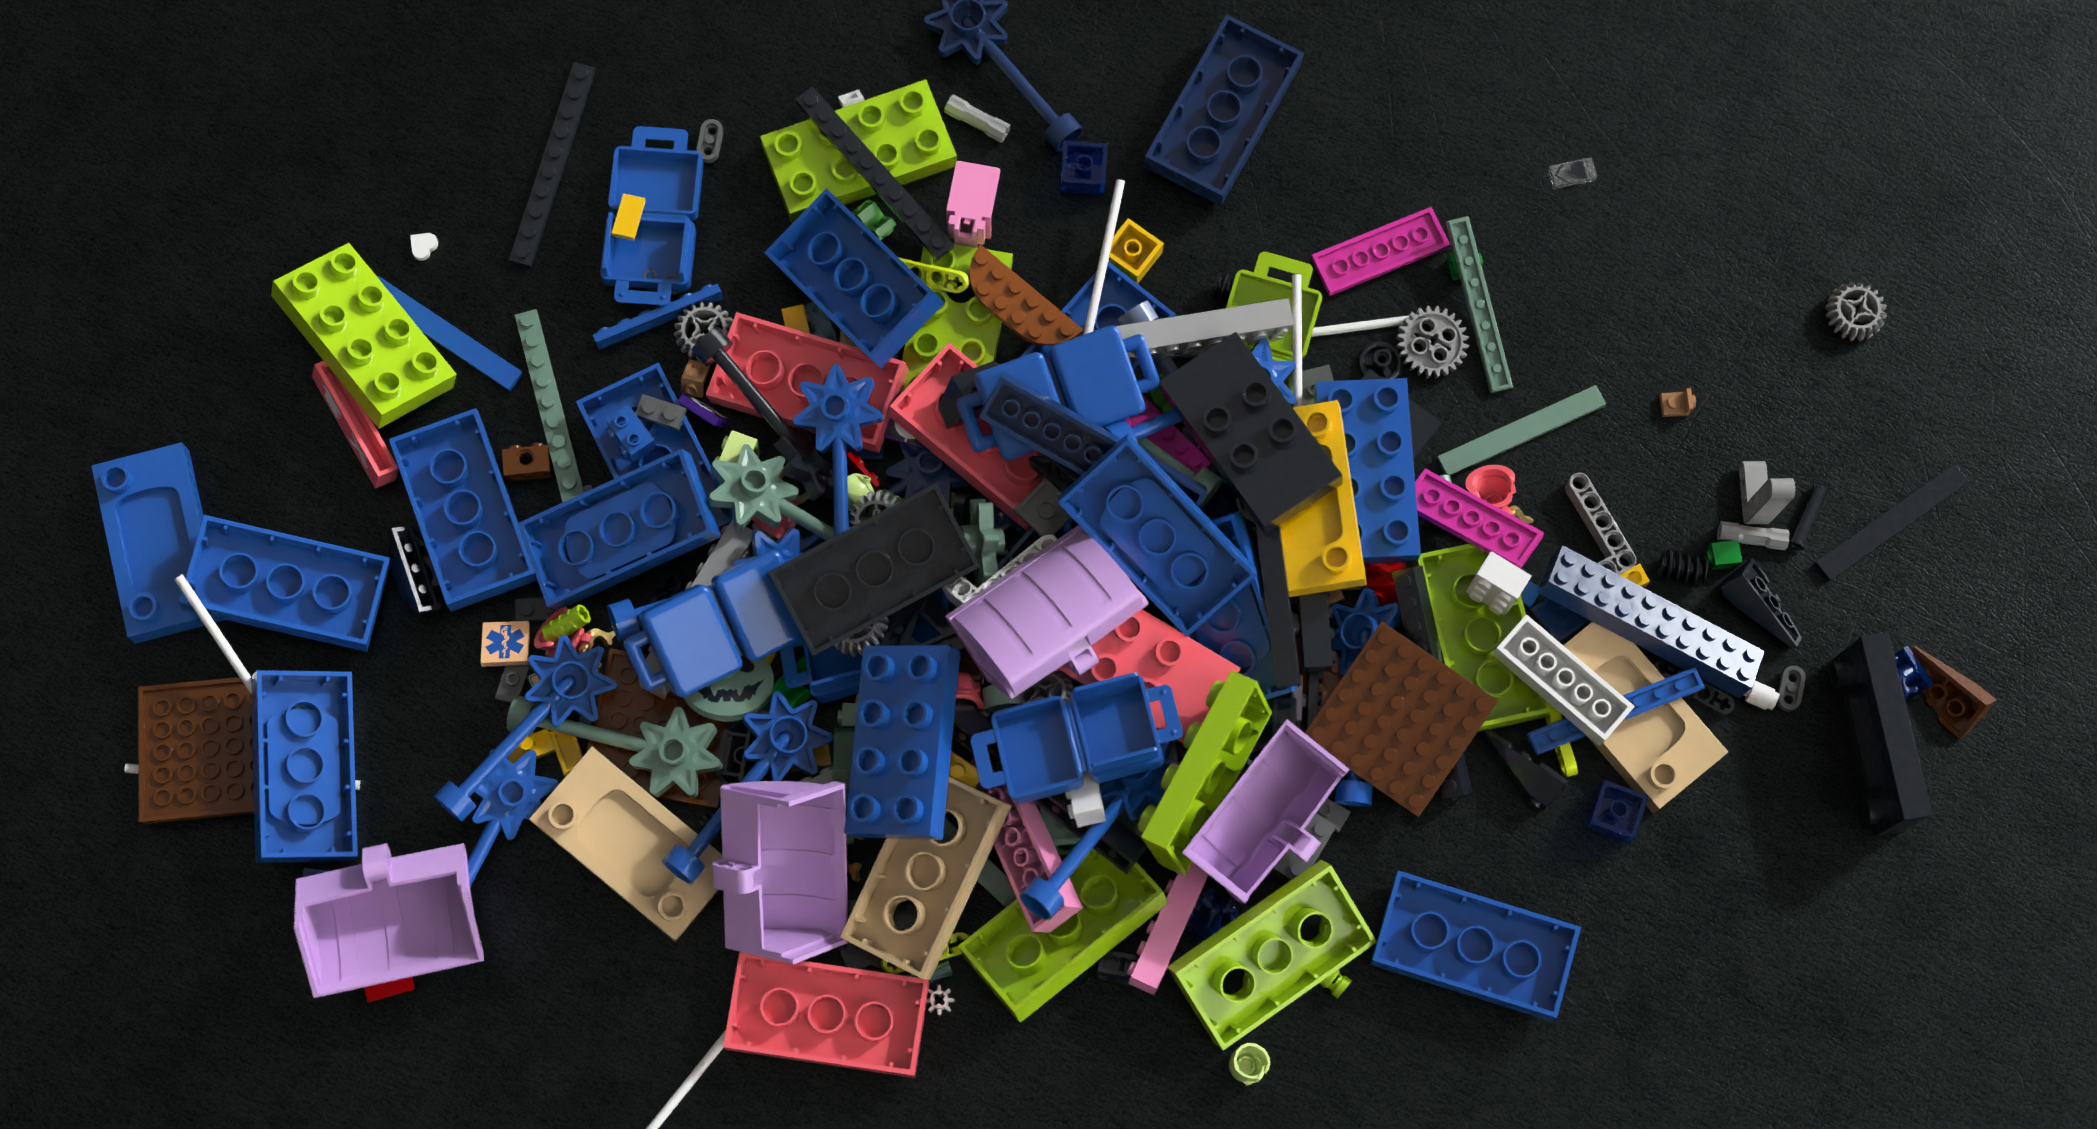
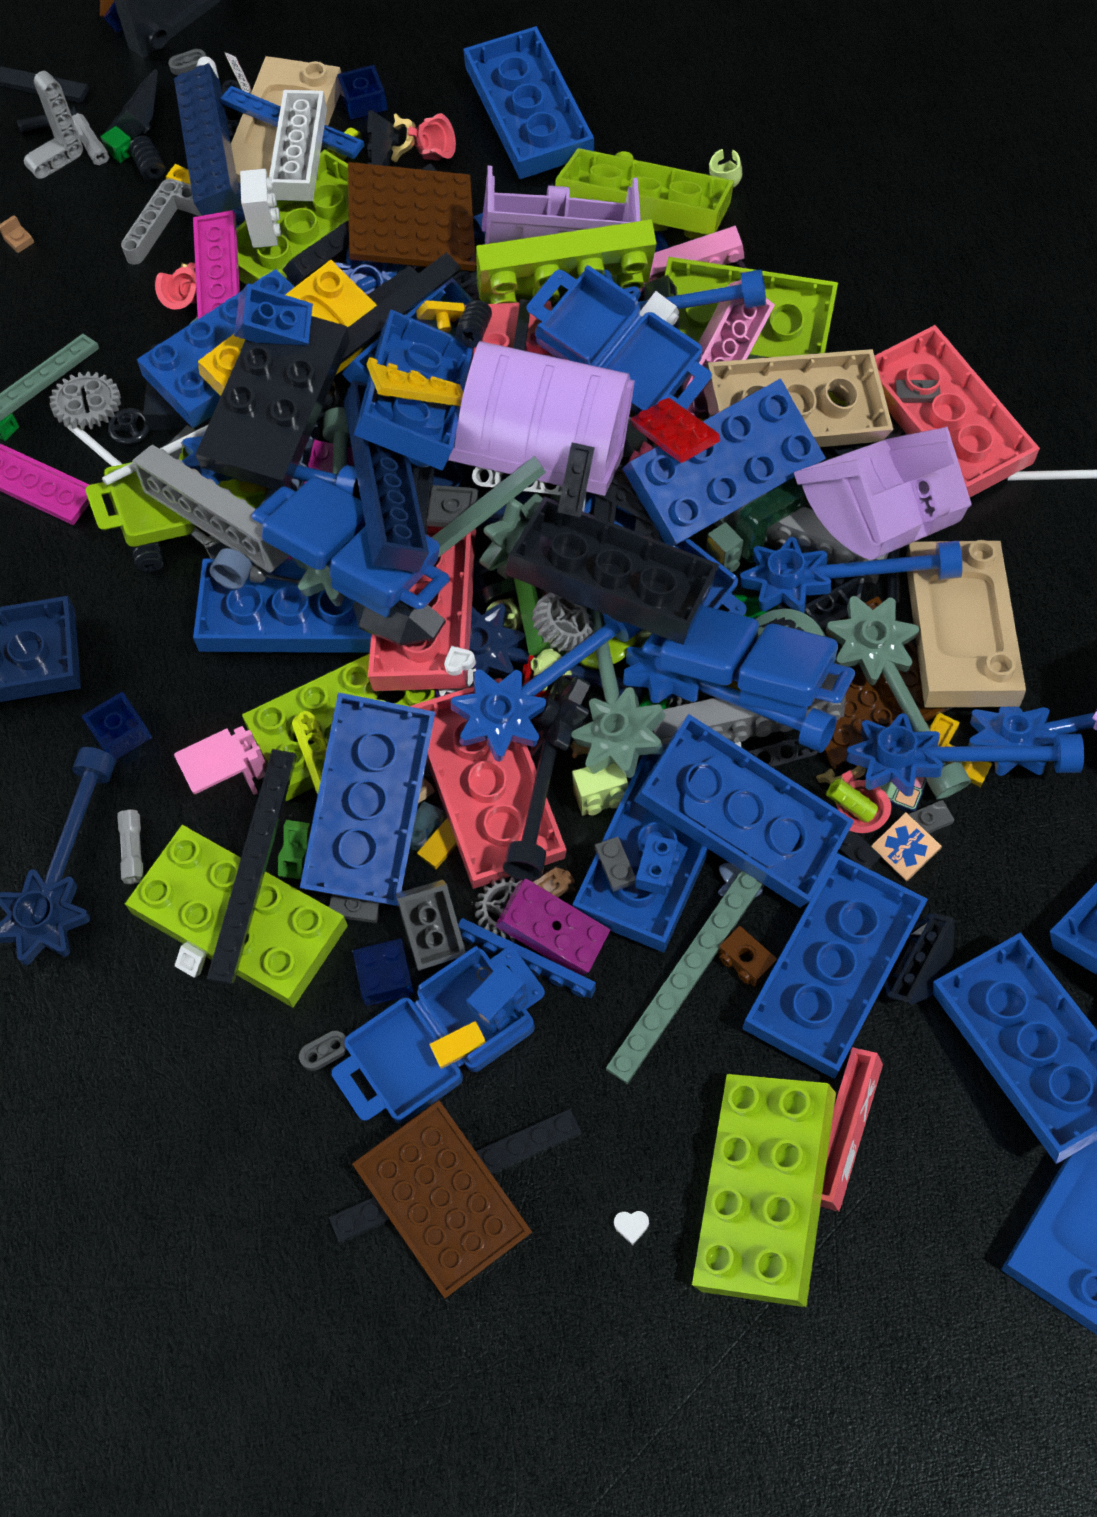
camera: 120 degrees left, 10 degrees down
(457, 341) = (693, 1120): blue tile -> none
(541, 137) = (442, 1198): none -> reddish brown plate
(628, 255) = (498, 999): none -> blue piece
(659, 338) = (530, 920): none -> magenta brick
(704, 410) = (579, 845): dark purple tile -> none
(730, 215) = (383, 972): none -> clear blue brick
(731, 263) = (430, 924): none -> dark grey brick
(870, 1014) = (914, 396): none -> dark grey plate
(901, 409) = (459, 660): none -> white tile
(947, 702) = (675, 430): none -> red plate
(963, 587) = (575, 480): none -> black plate
(1010, 518) = (489, 504): none -> sand green tile
(1018, 303) = (286, 670): dark orange plate -> none
(1104, 256) = (205, 632): white piece -> none
(1134, 250) = (168, 639): yellow brick -> none
(1149, 511) = (413, 385): none -> yellow wing
(1162, 678) = (522, 325): none -> black beam
(1200, 643) = (473, 323): none -> black piece
(1247, 642) = (441, 312): none -> yellow tile
(1310, 465) = (272, 317): none -> blue slope
(1502, 831) = (432, 138): none -> coral helmet
(1521, 431) = (110, 307): sand green tile -> none
(1734, 724) = (238, 73): none -> white sticker

